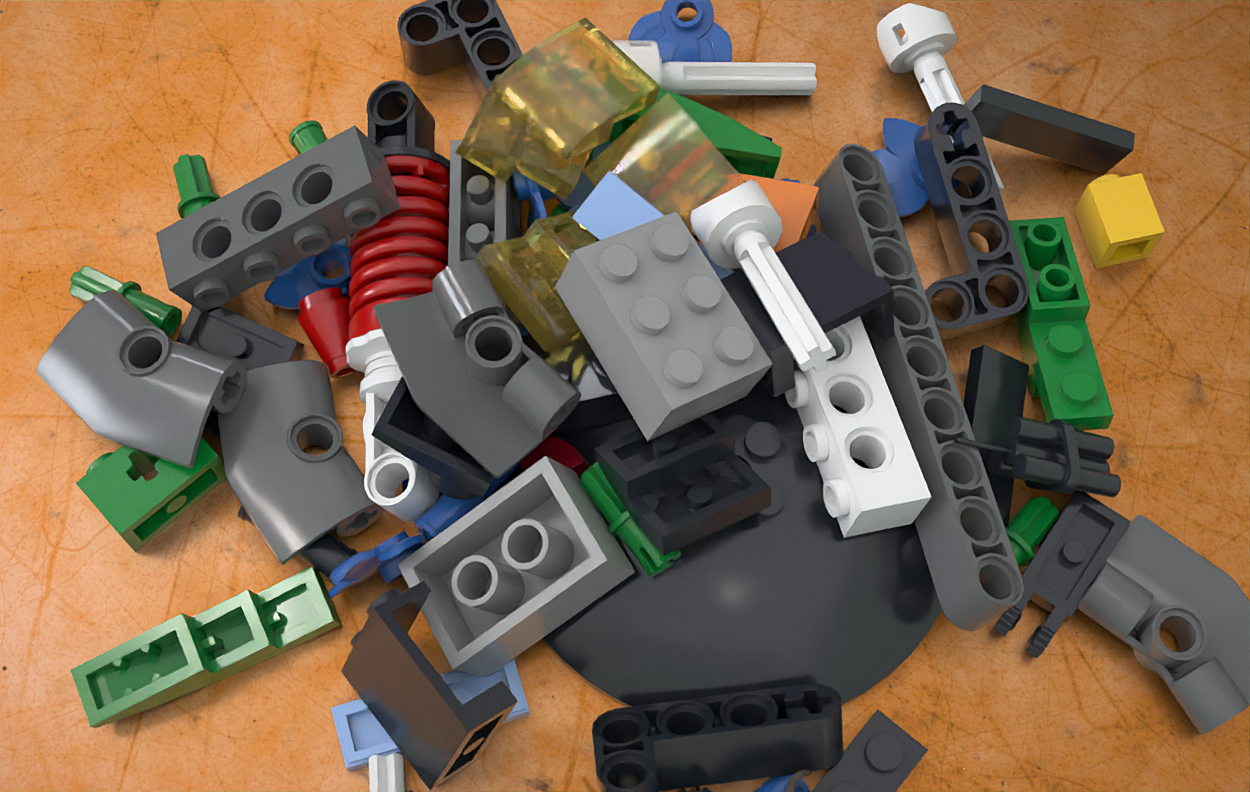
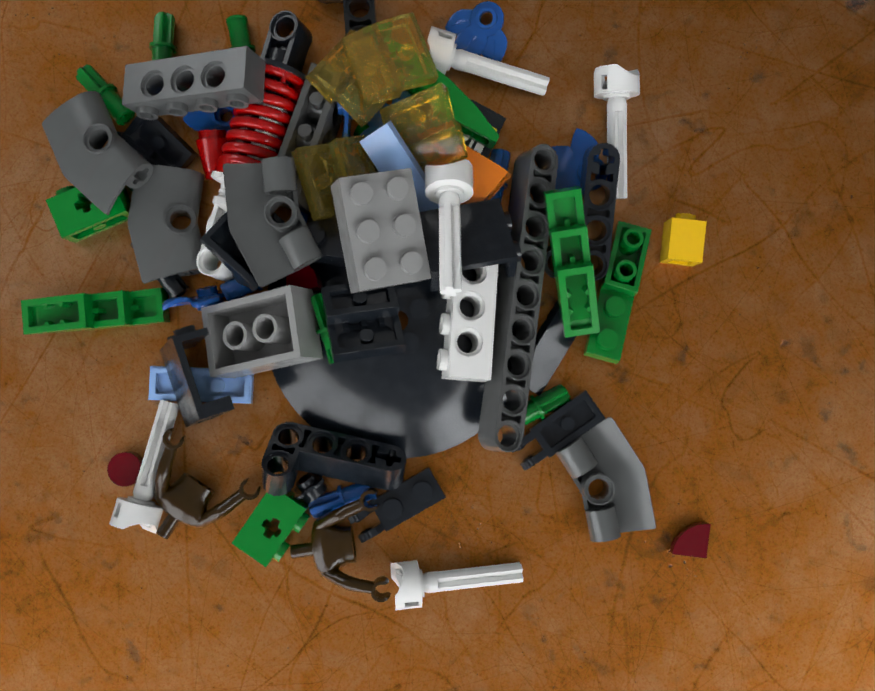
camera: 20 degrees right, 20 degrees up
(972, 292) = (572, 261): none -> green slope
(1049, 130) = (664, 172): black tile -> none
(1053, 457) = (577, 373): black piece -> none

